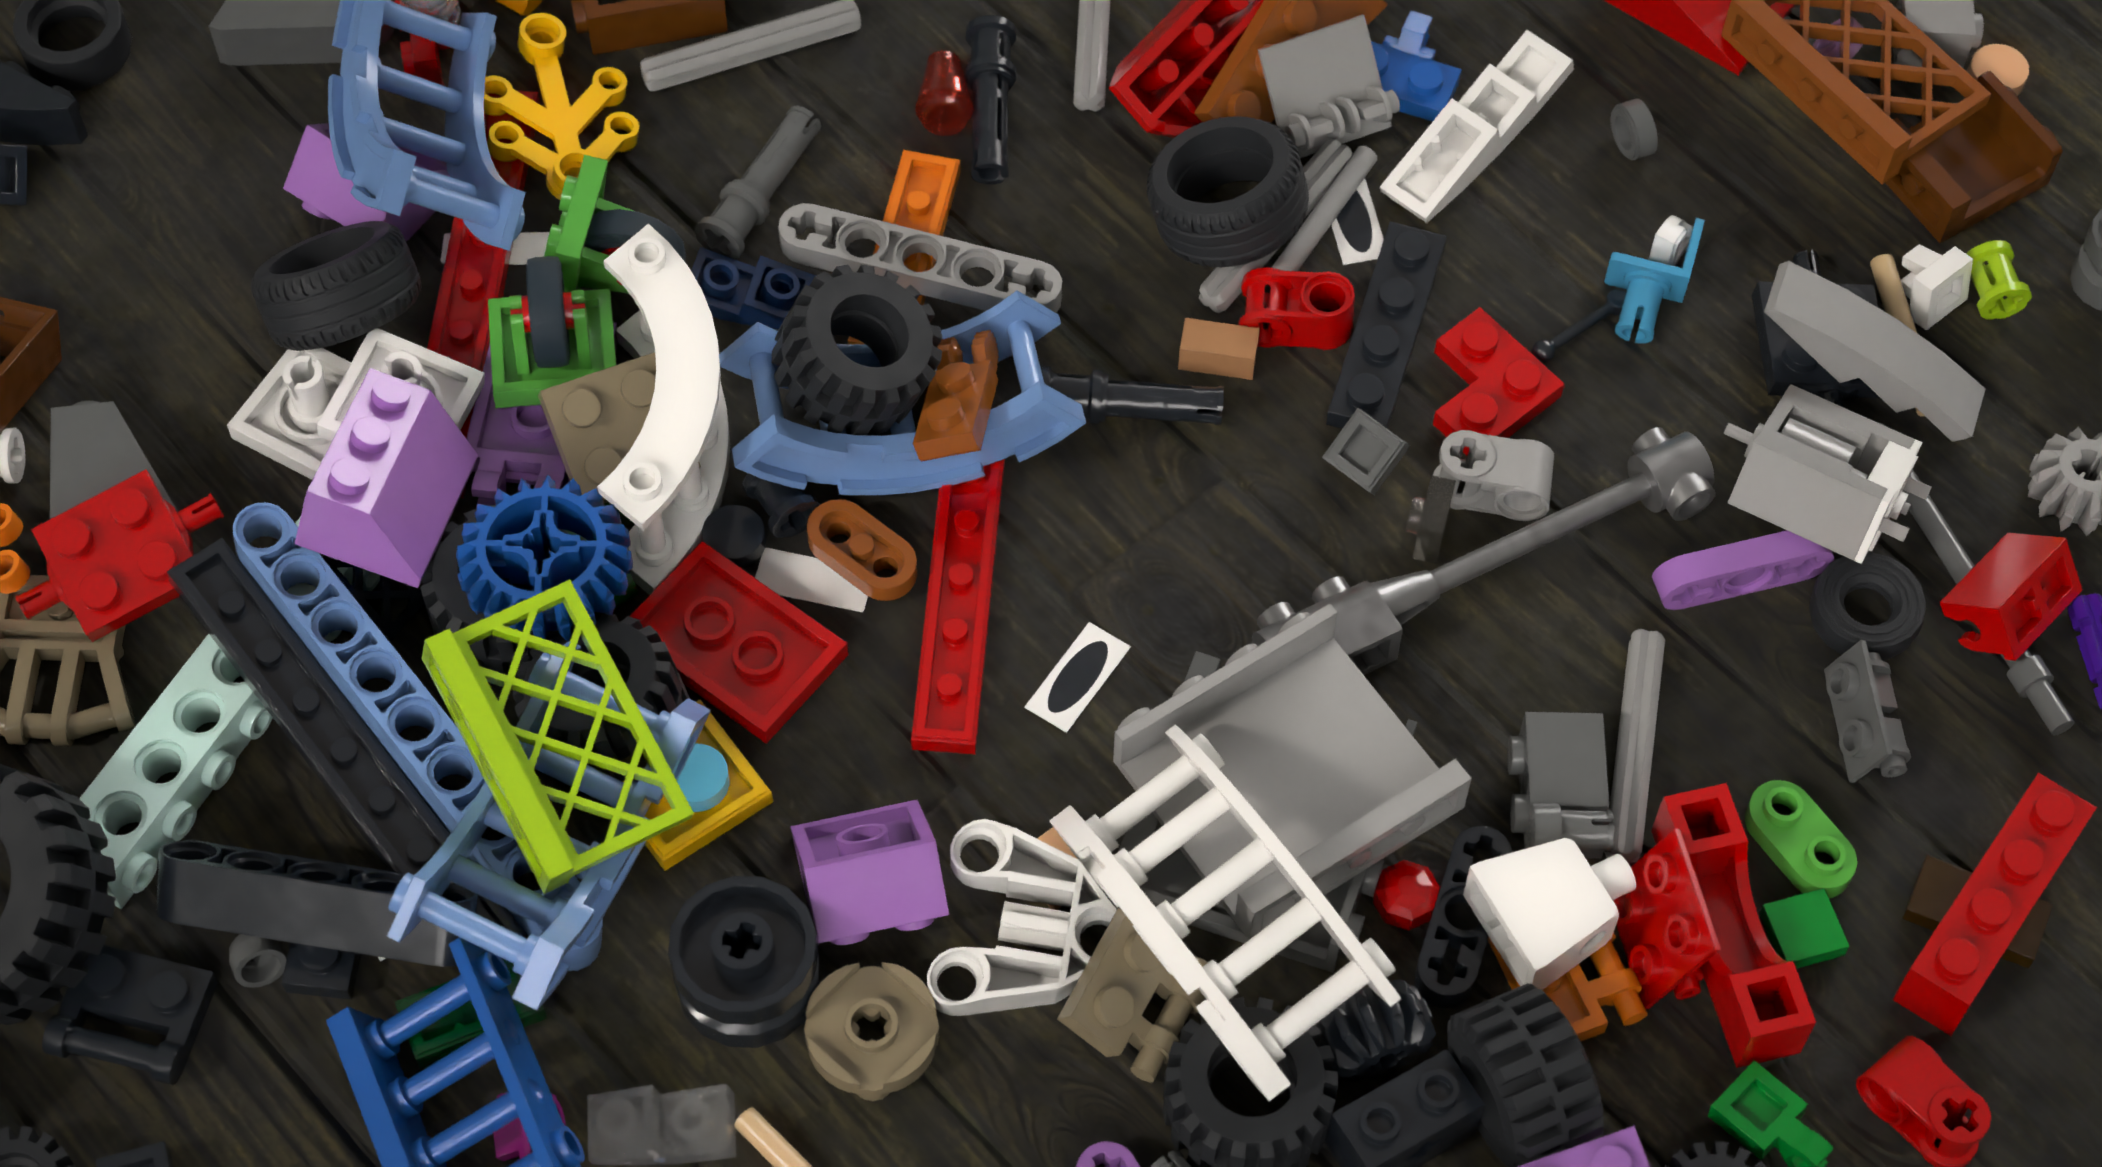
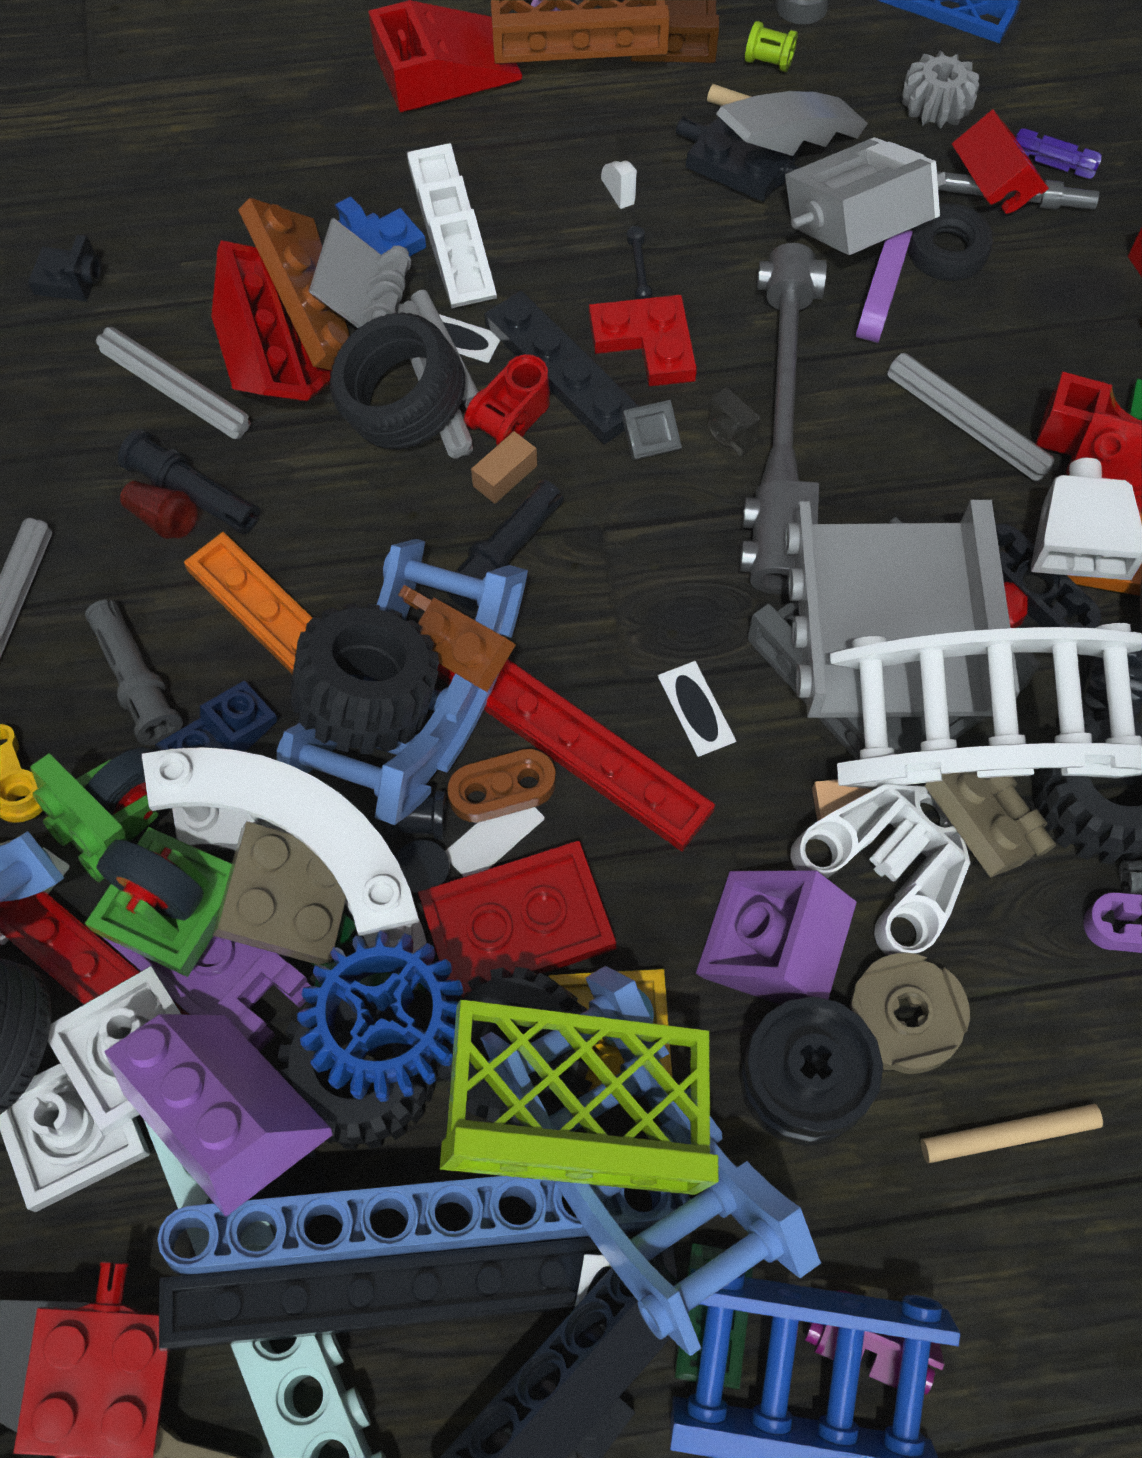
camera: 55 degrees left, 5 degrees up
(660, 1128) = (899, 1221): clear slope -> none
(900, 242) = (283, 626): light grey beam -> none
(1499, 474) = (728, 362): light grey piece -> none
(1561, 781) = (984, 465): dark grey hinge -> none
(1634, 129) = (523, 147): dark grey tile -> none
(1647, 285) = (644, 204): dark azure bracket -> none
(1796, 837) = (1101, 364): bright green plate -> none
(1859, 696) = (1026, 287): dark grey hinge -> none
(1935, 283) = (752, 69): white tile -> none

